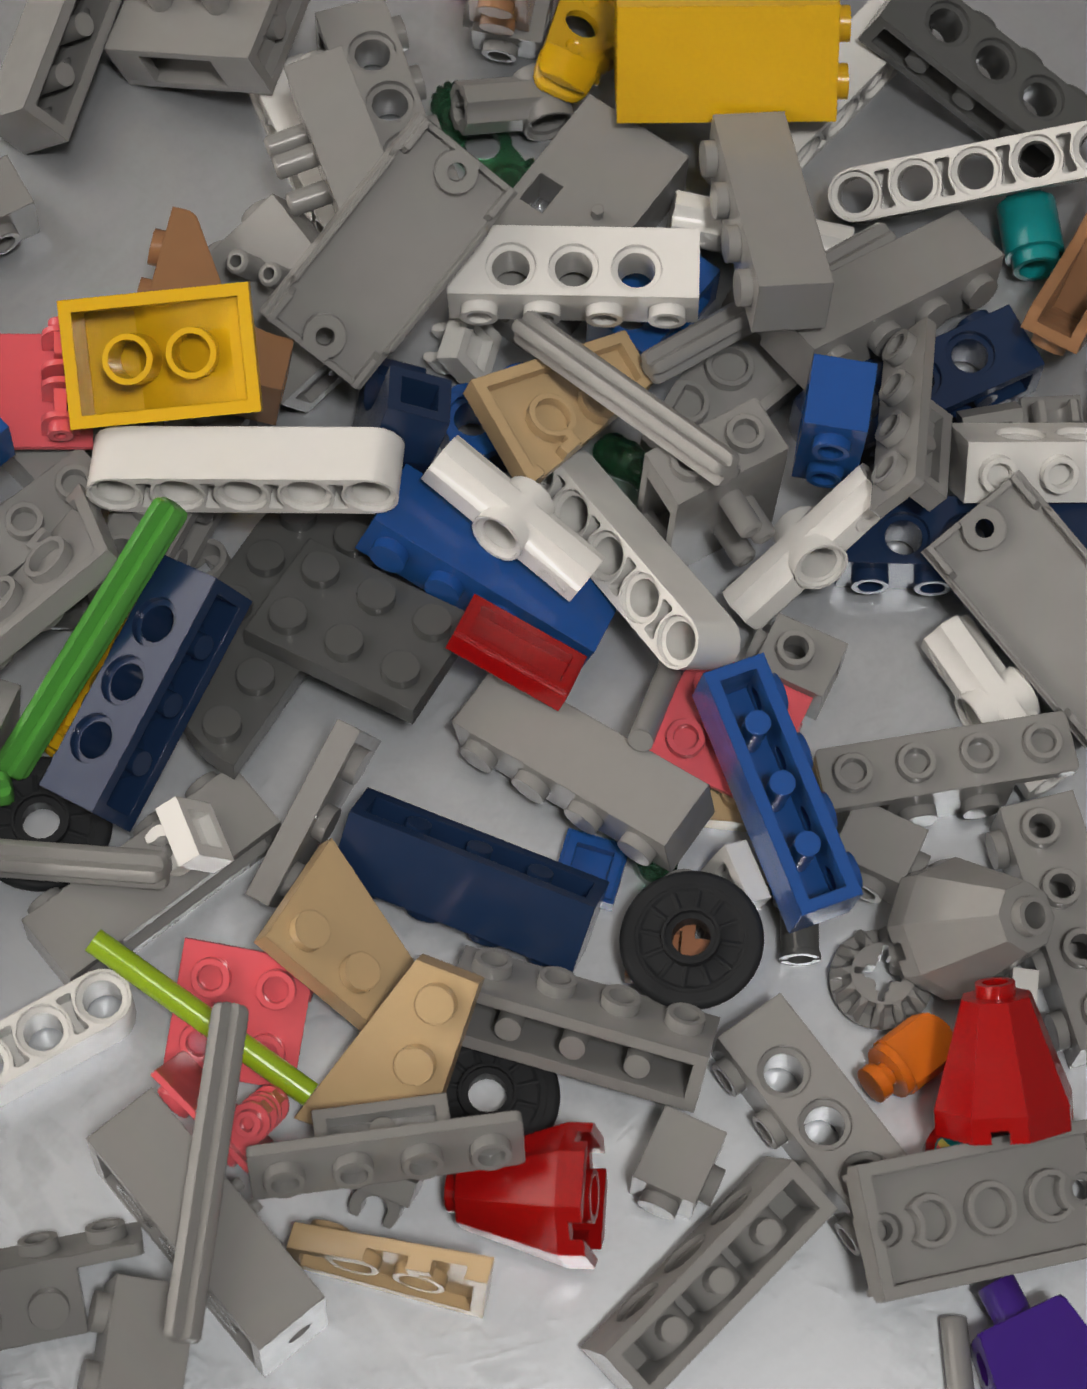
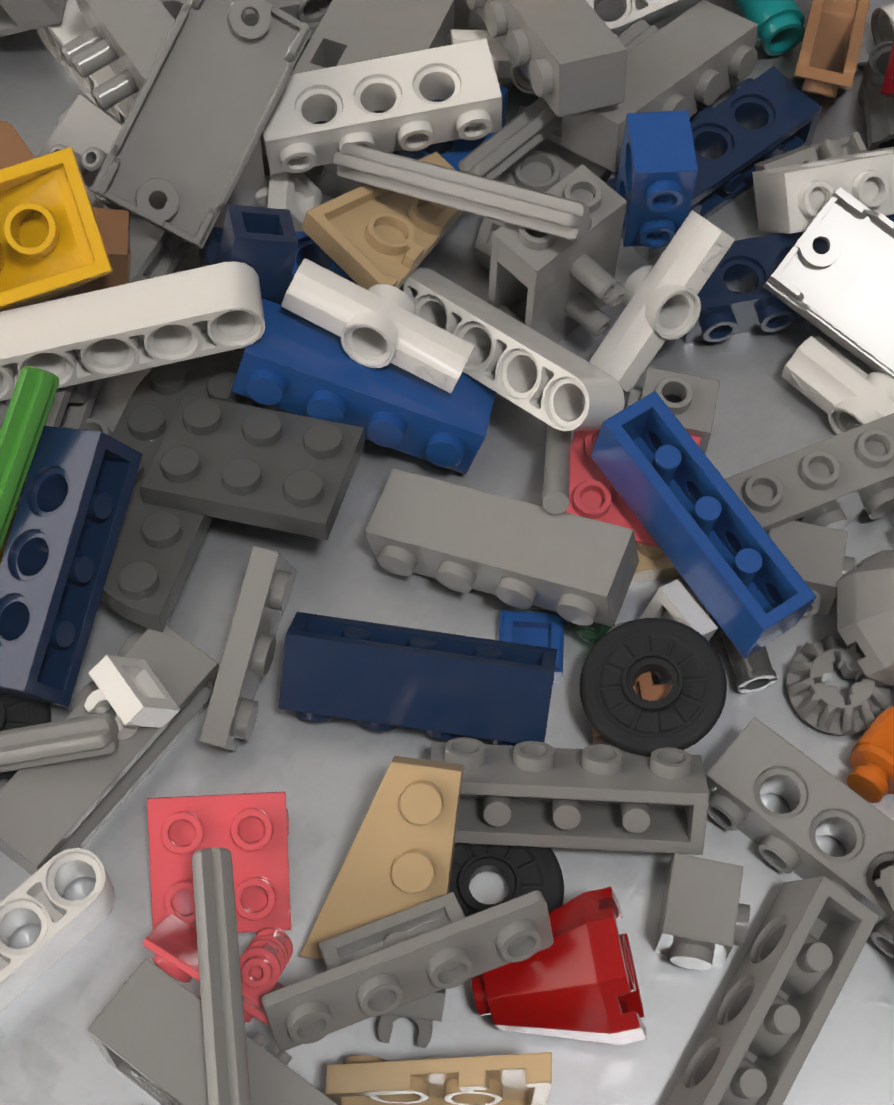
camera: 10 degrees left, 5 degrees down
(196, 1013) = (174, 872): lime bar -> none
(336, 938) = (301, 764): tan wing -> none
(516, 652) = (412, 450): red tile -> none
(620, 458) = (464, 269): clear green arm -> none
(911, 428) = (725, 170): light grey bracket -> none

